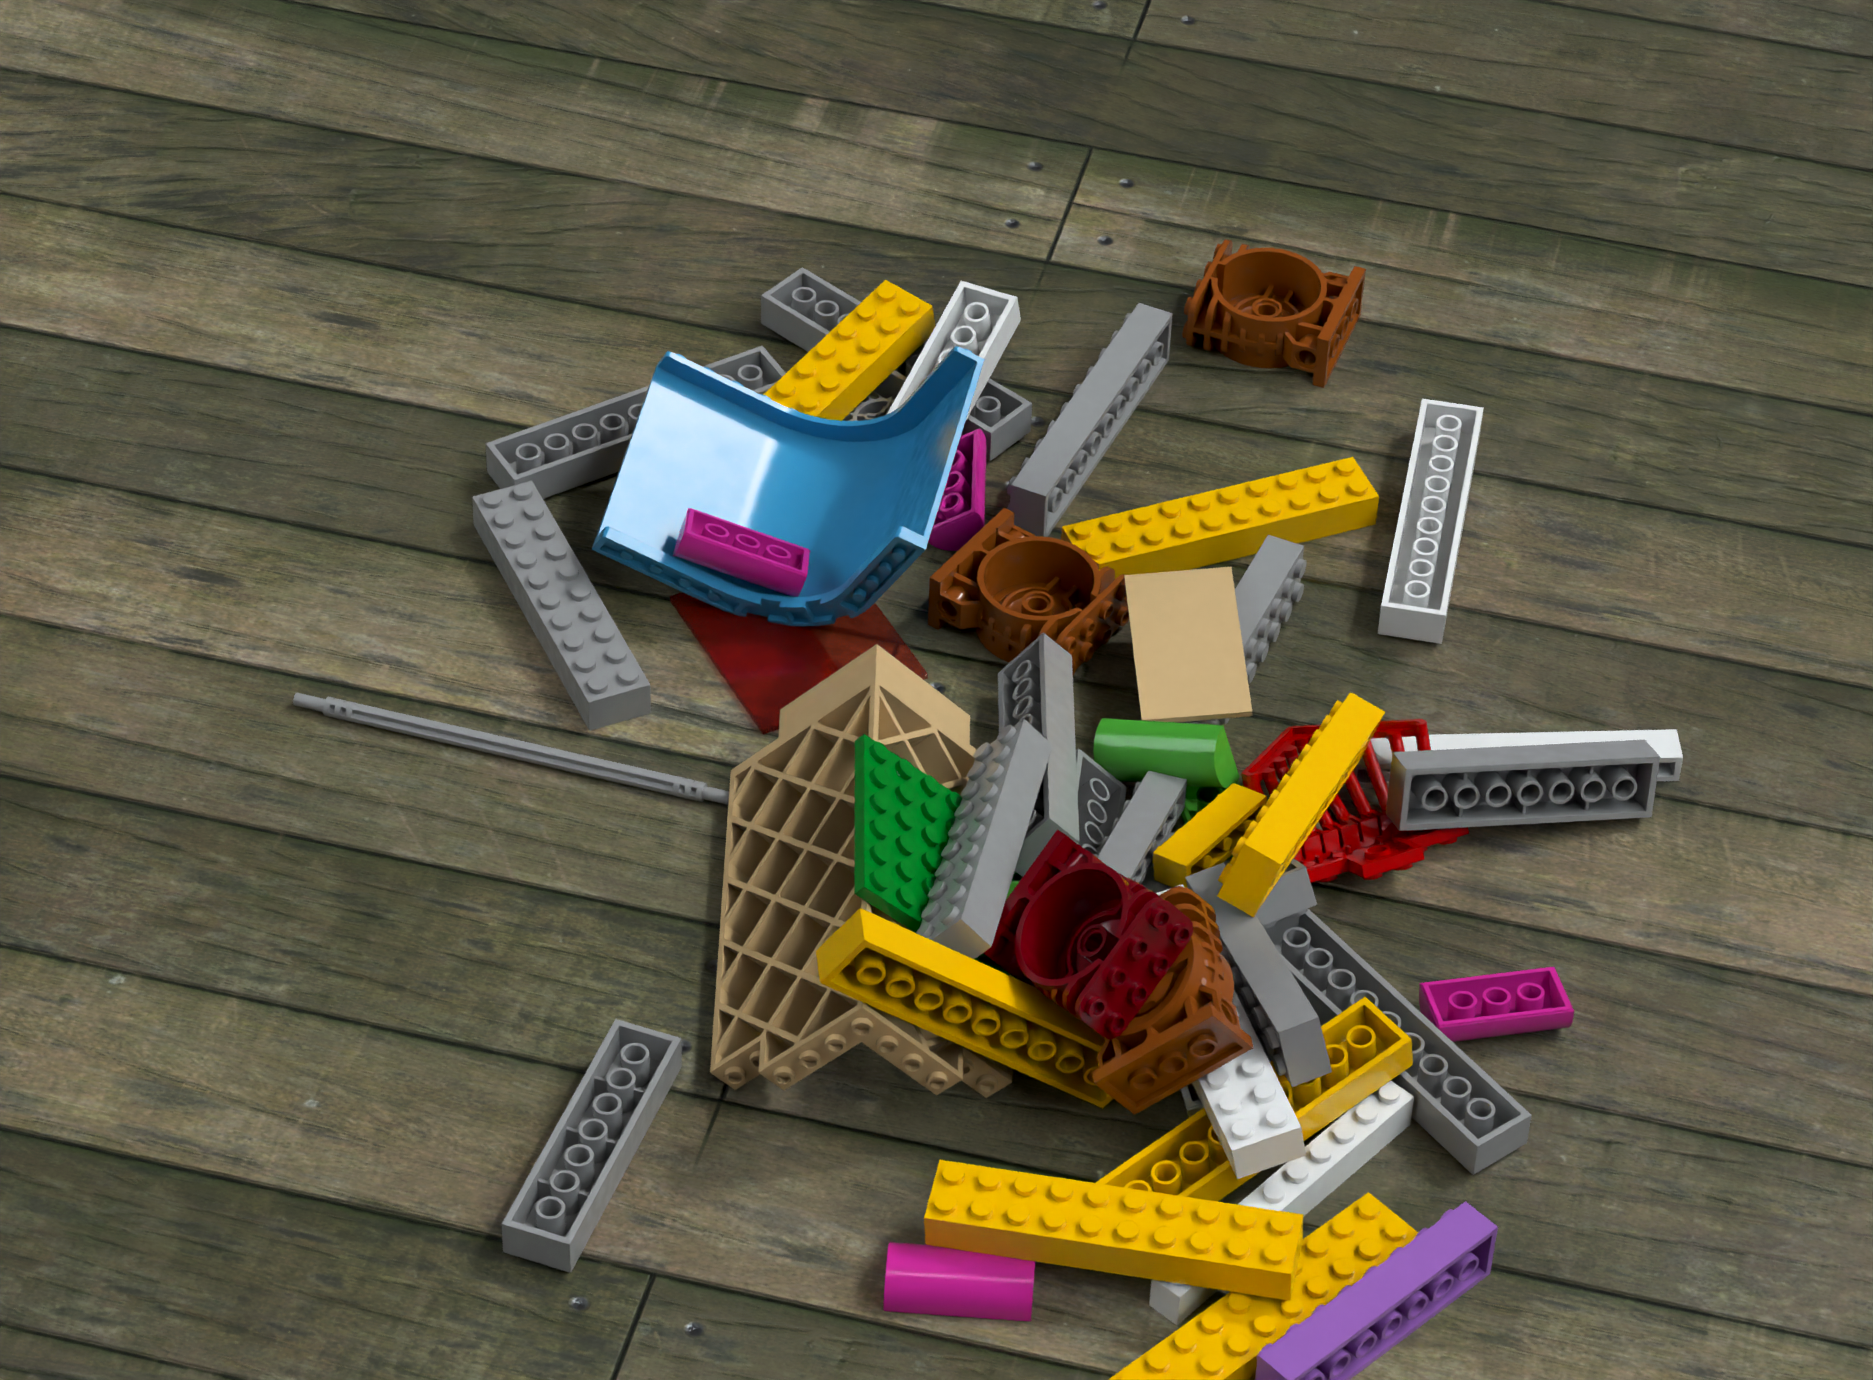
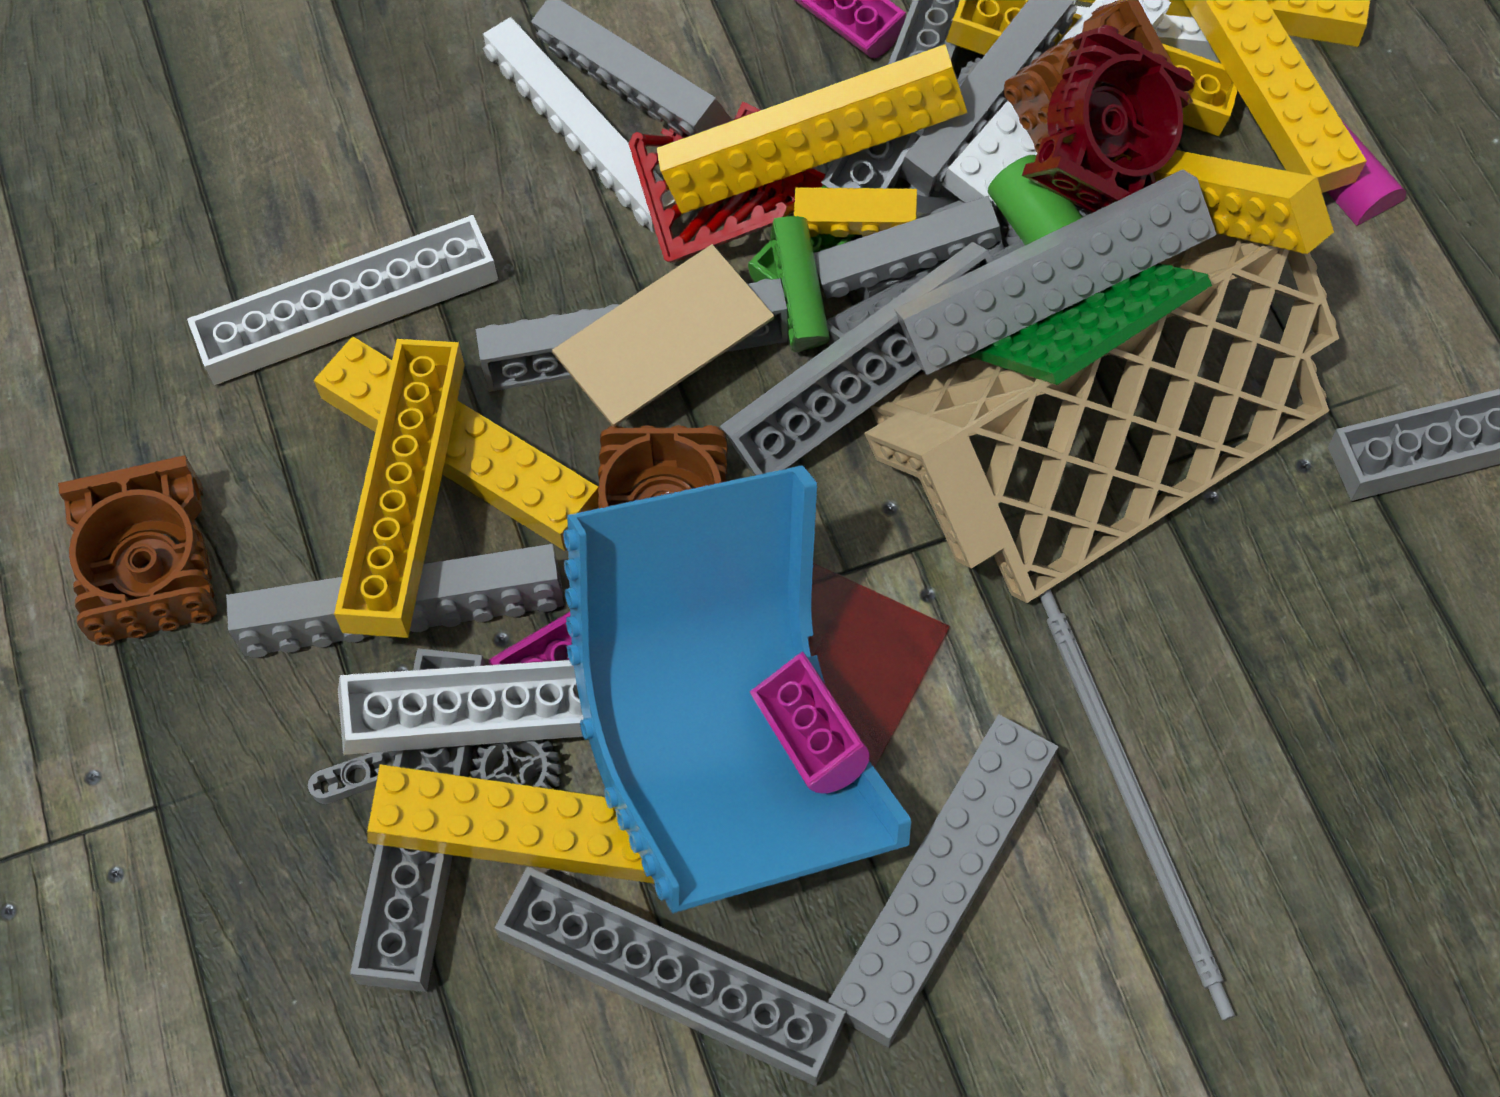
camera: 120 degrees left, 20 degrees up
(1178, 426) = (400, 490): none -> yellow brick

